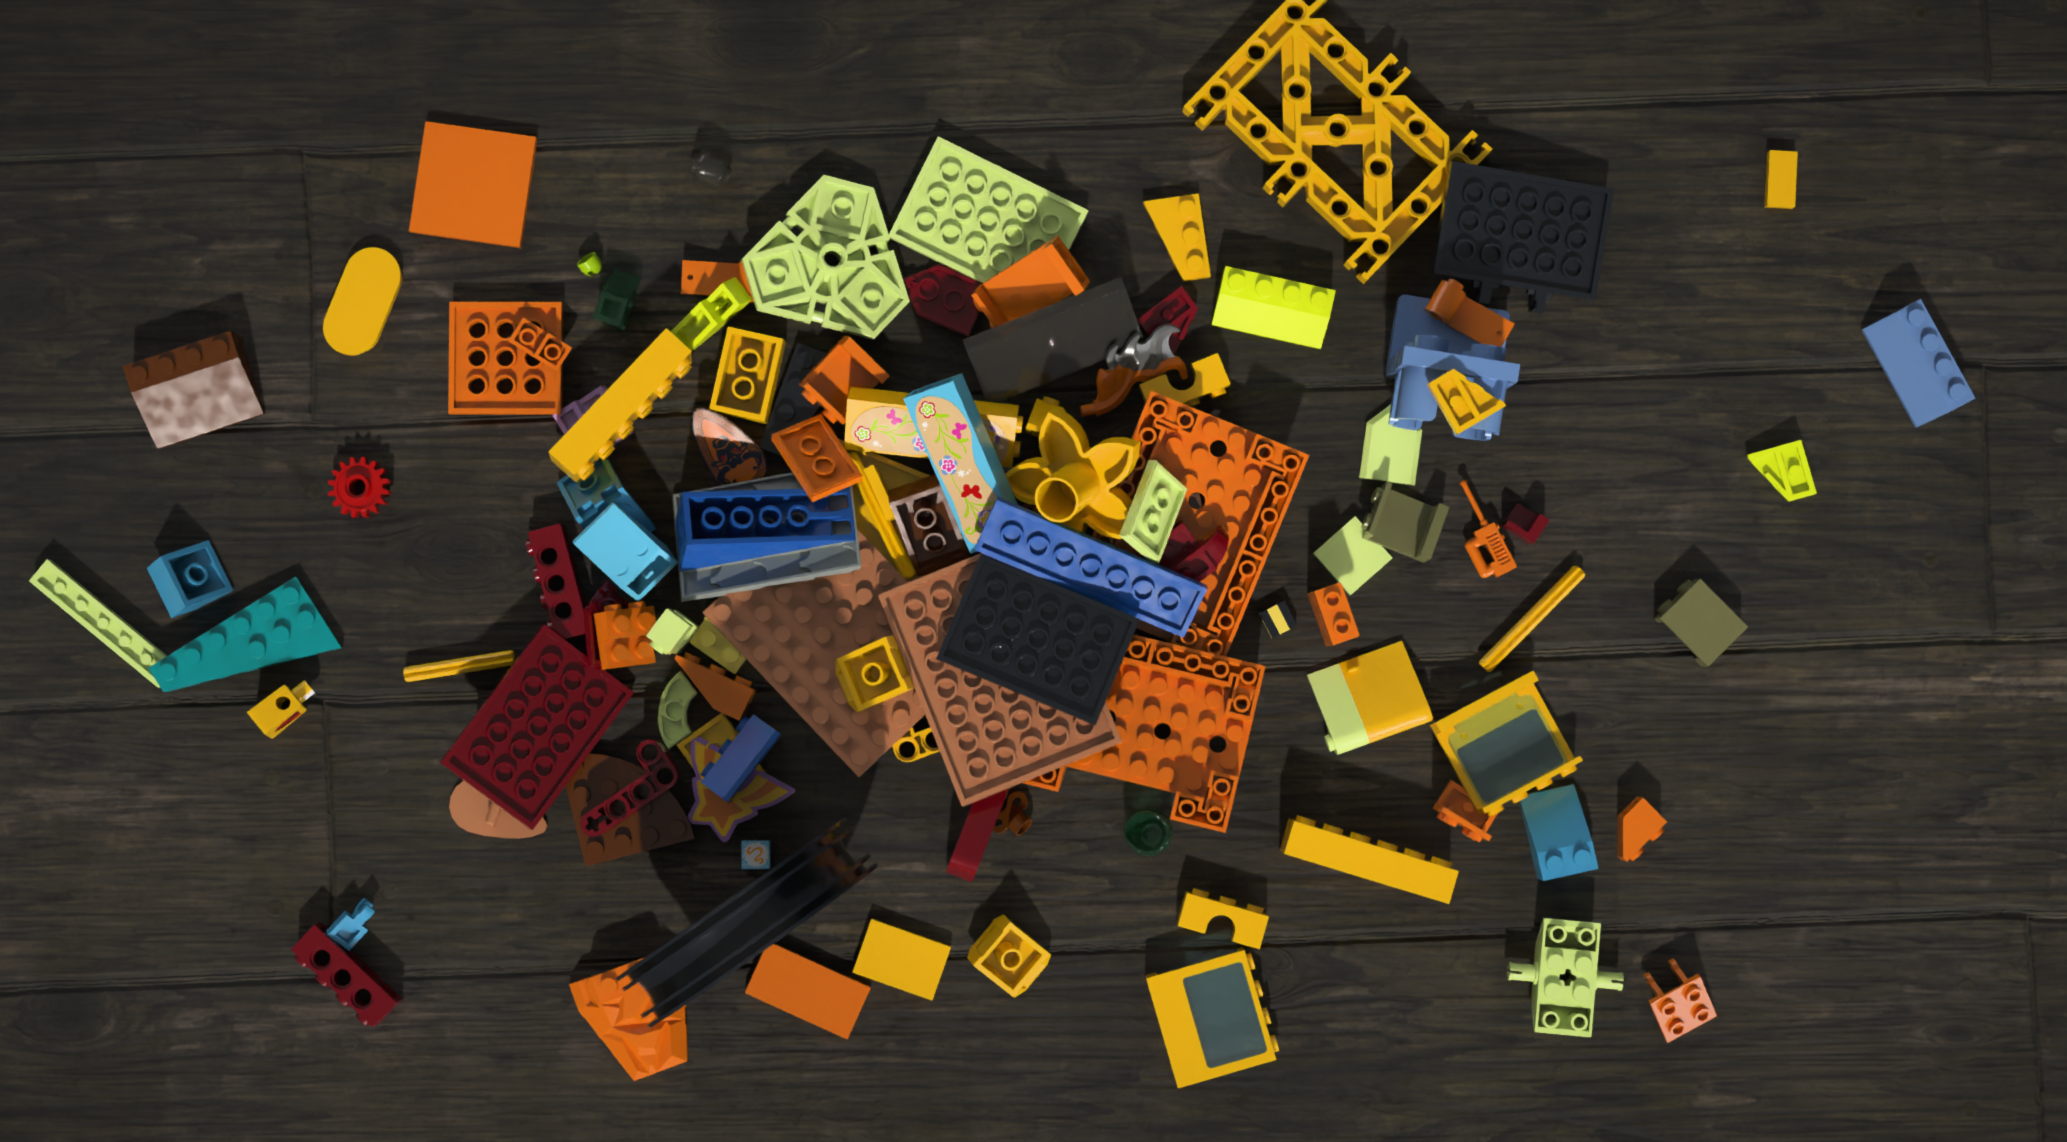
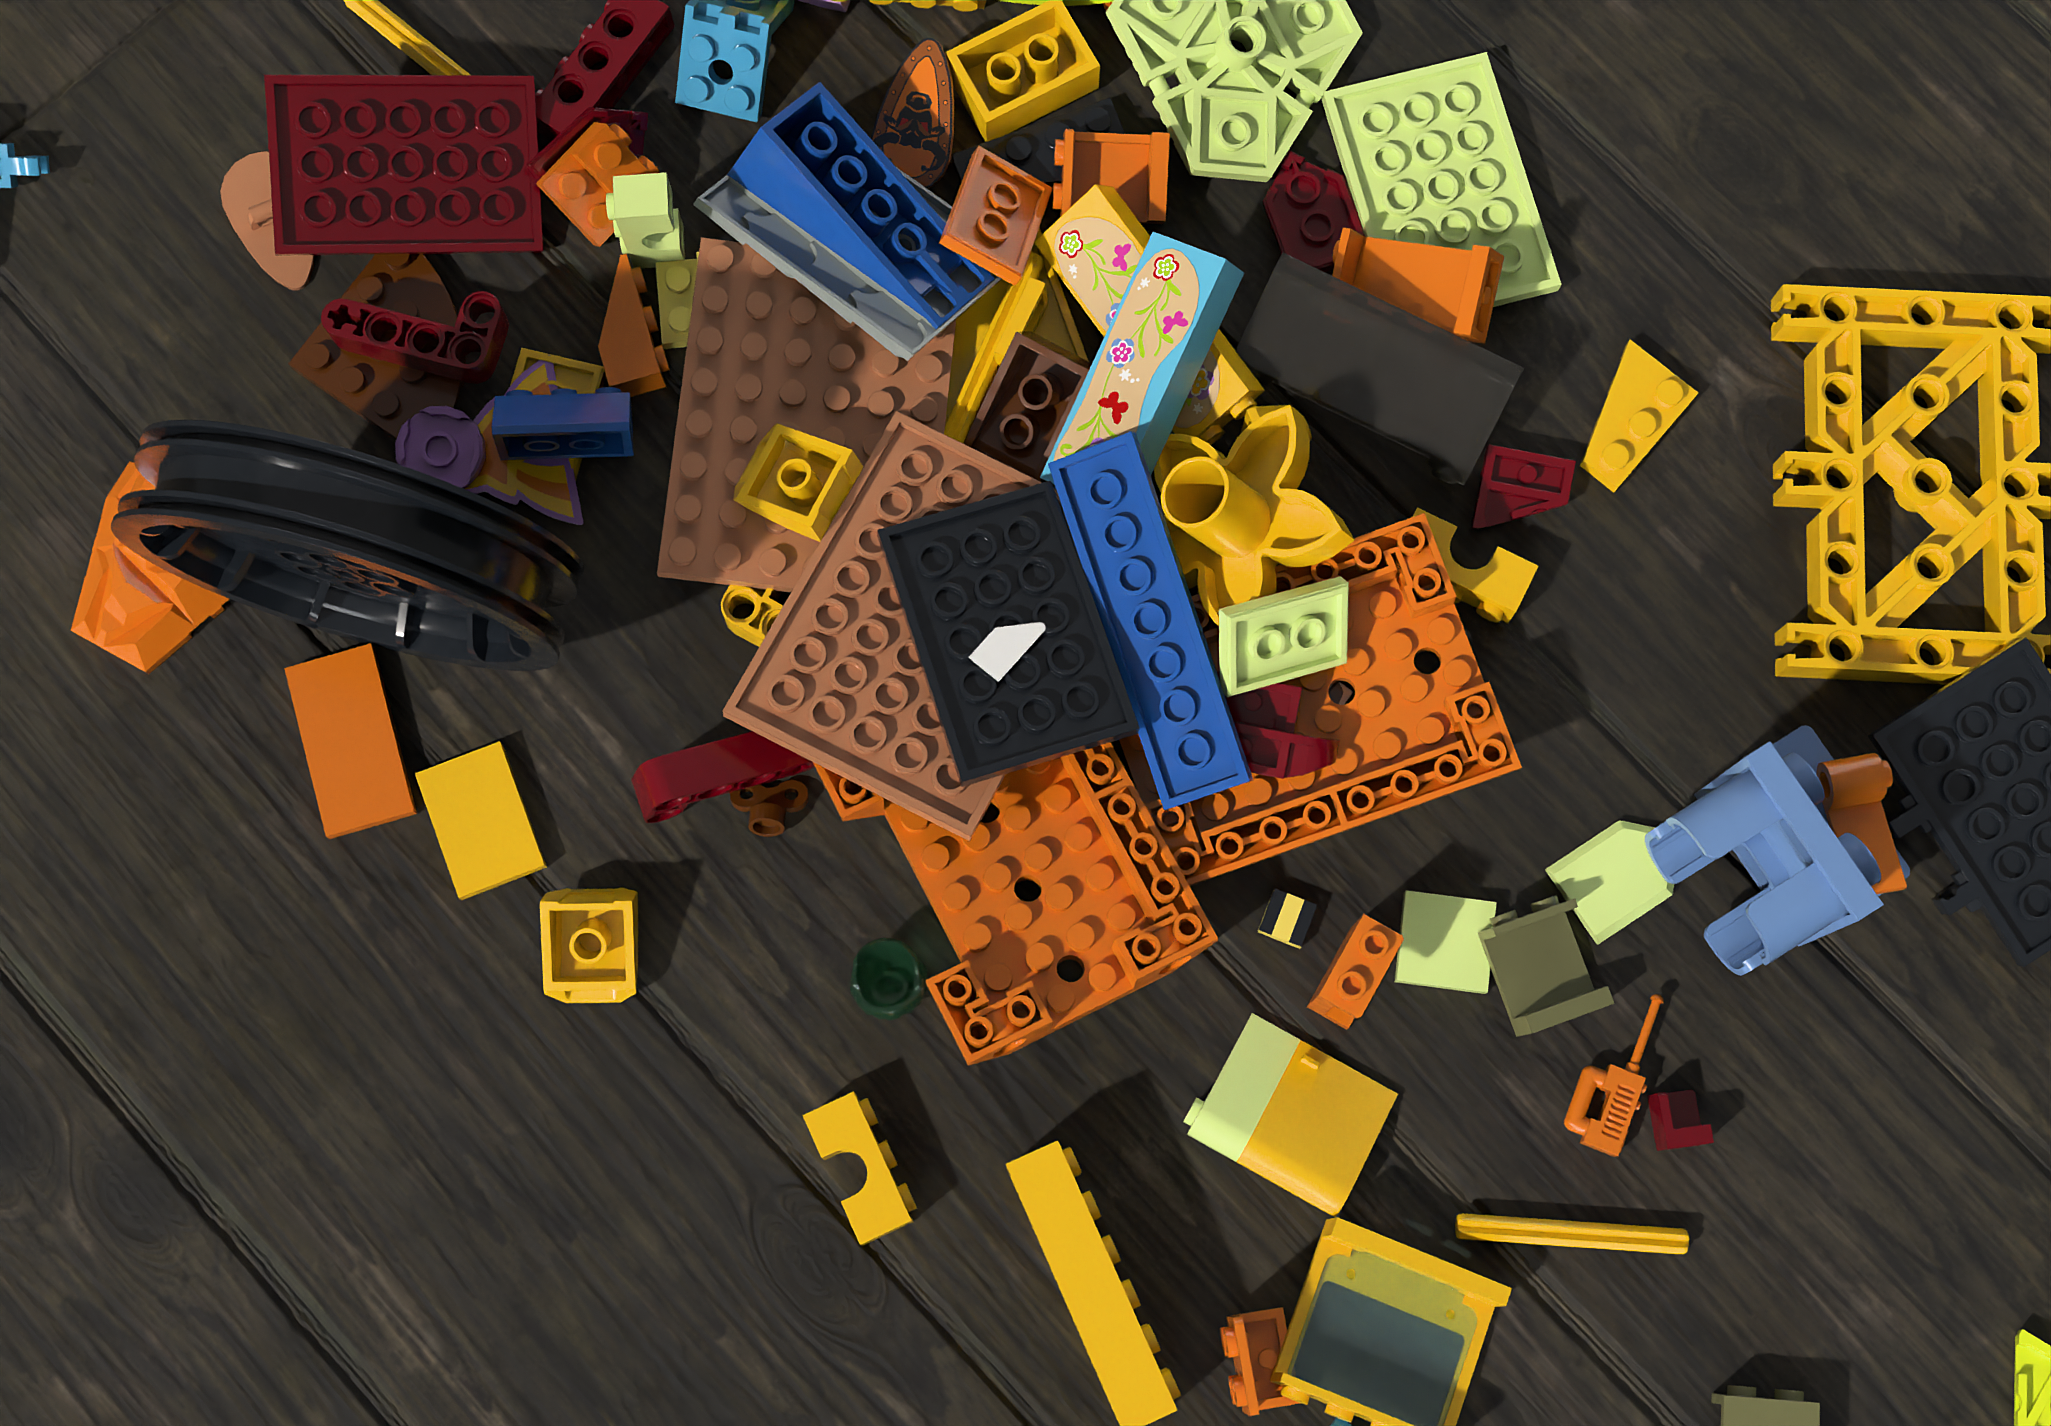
camera: 50 degrees right, 10 degrees down
(625, 551) = (697, 94): medium azure slope -> none
(673, 710) = (560, 314): yellowish green tile -> none
(699, 828) = (442, 445): none -> medium lavender tile
(1046, 648) = (1005, 647): none -> white sticker
(1134, 363) = (1433, 482): piece -> none
(1212, 1018) = (723, 1262): panel -> none
(1273, 307) = (1651, 589): neon yellow slope -> none
(1462, 400) = (1771, 870): yellow wing -> none

